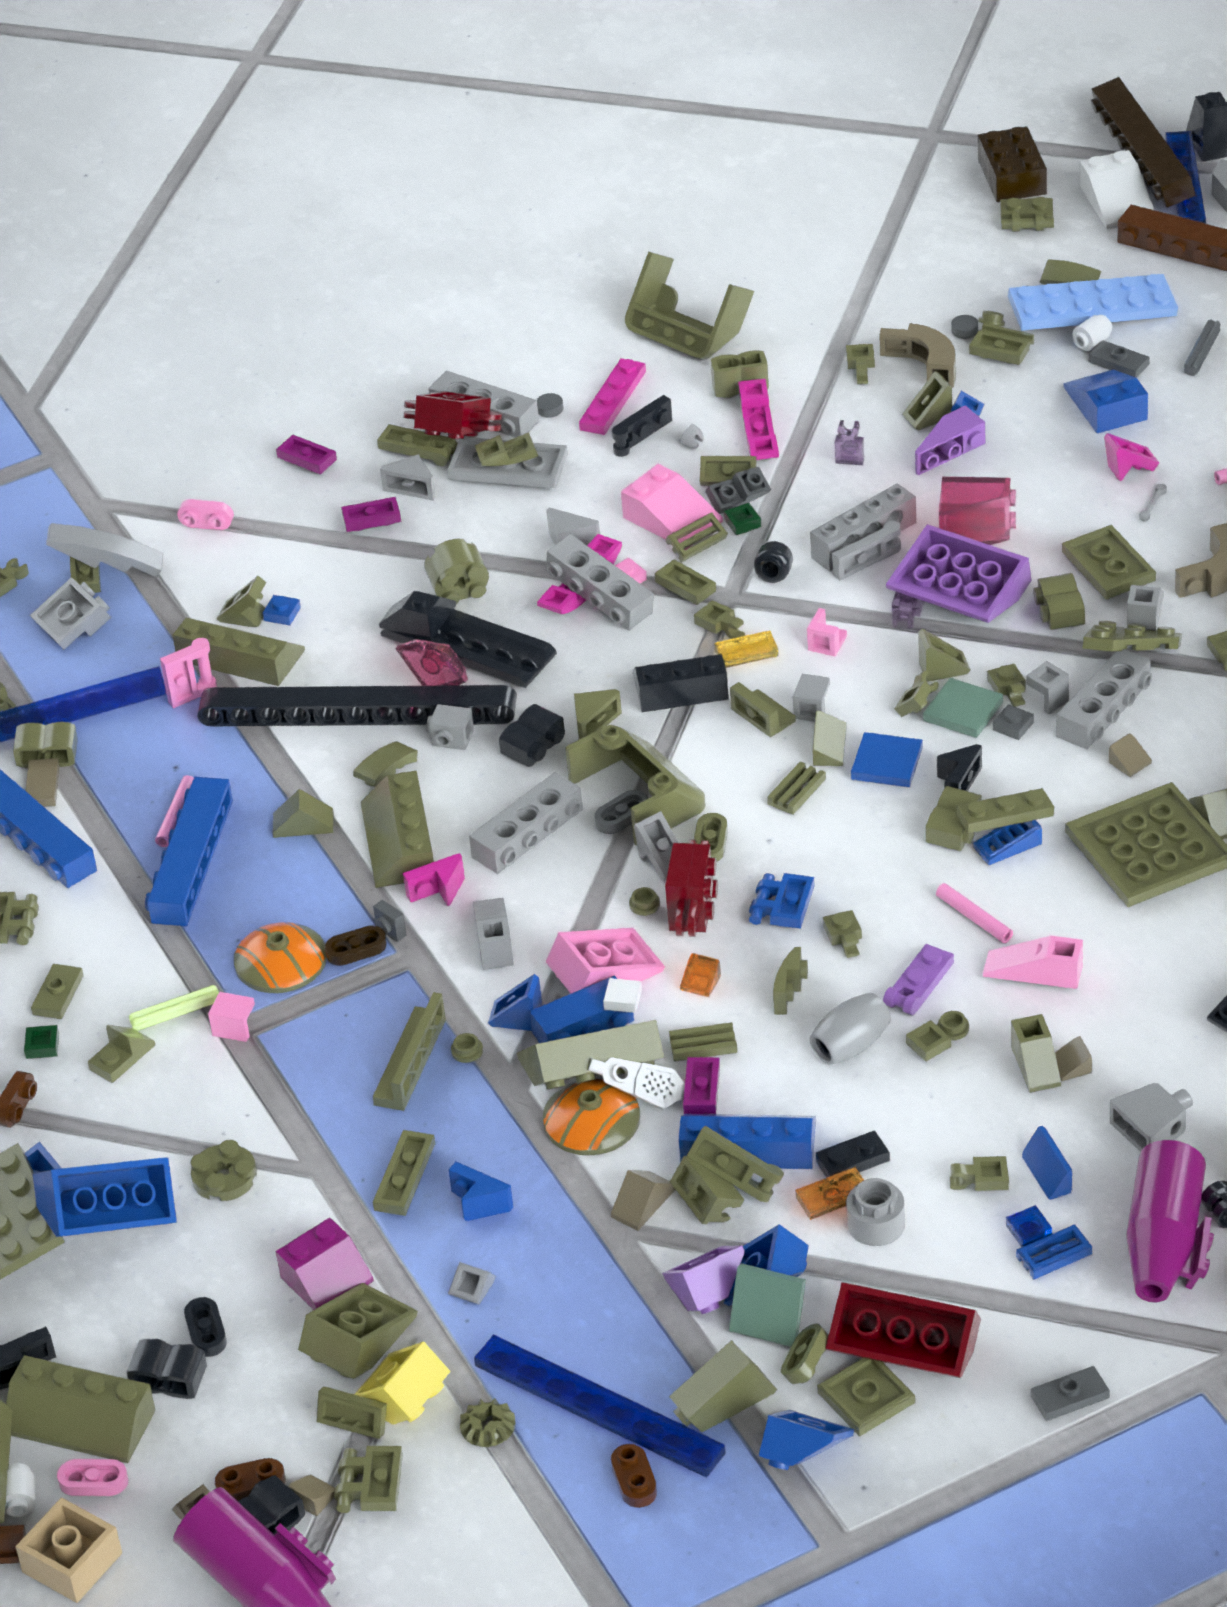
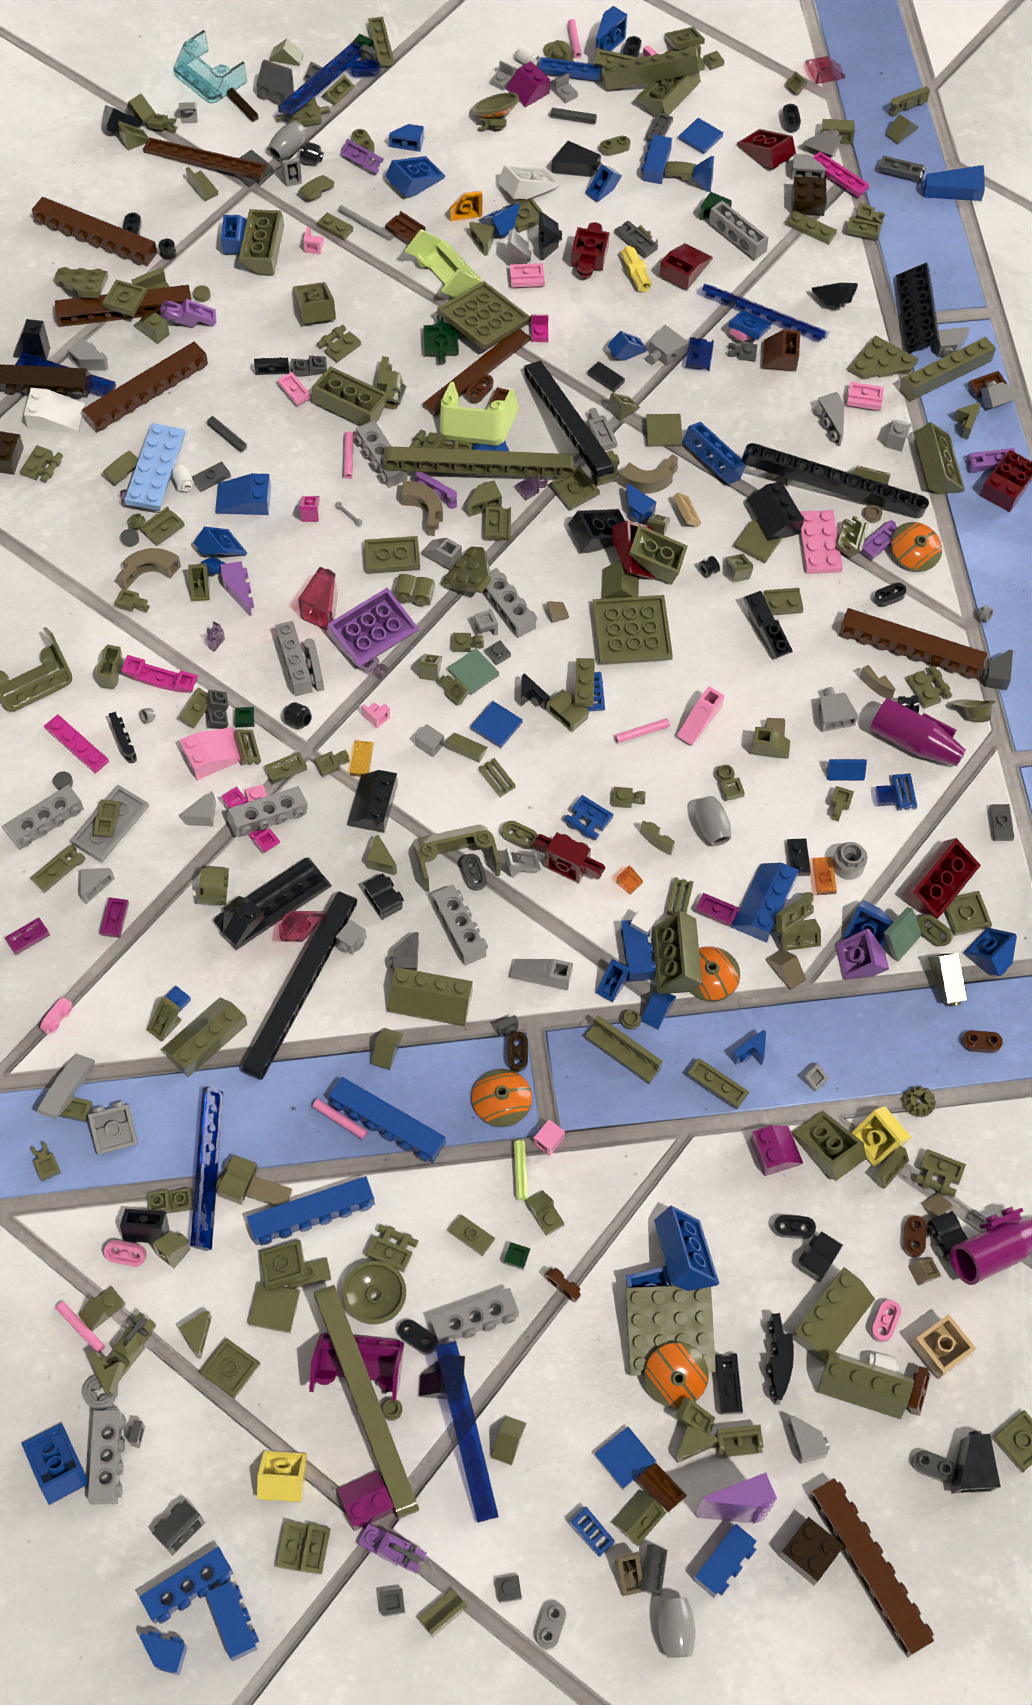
camera: 75 degrees left, 20 degrees up
(180, 674) = (224, 1072): bright pink plate -> none
(221, 1157) = (671, 1170): olive plate -> none
(384, 762) = (364, 984): olive slope -> none
(437, 877) = (486, 985): dark pink slope -> none
(451, 788) = (406, 954): none -> flat silver slope
(452, 414) = (55, 835): dark red brick -> none
(499, 1071) = (657, 1009): none -> blue slope
(595, 955) = (598, 924): bright pink slope -> none
(600, 1405) = (930, 1042): clear blue plate -> none
(635, 1079) = (707, 935): white piece -> none
(644, 901) = (555, 887): olive plate -> none
(760, 710) = (422, 770): olive panel -> none
(919, 979) = (681, 776): medium lavender plate -> none
(1009, 398) = (218, 543): none -> blue slope

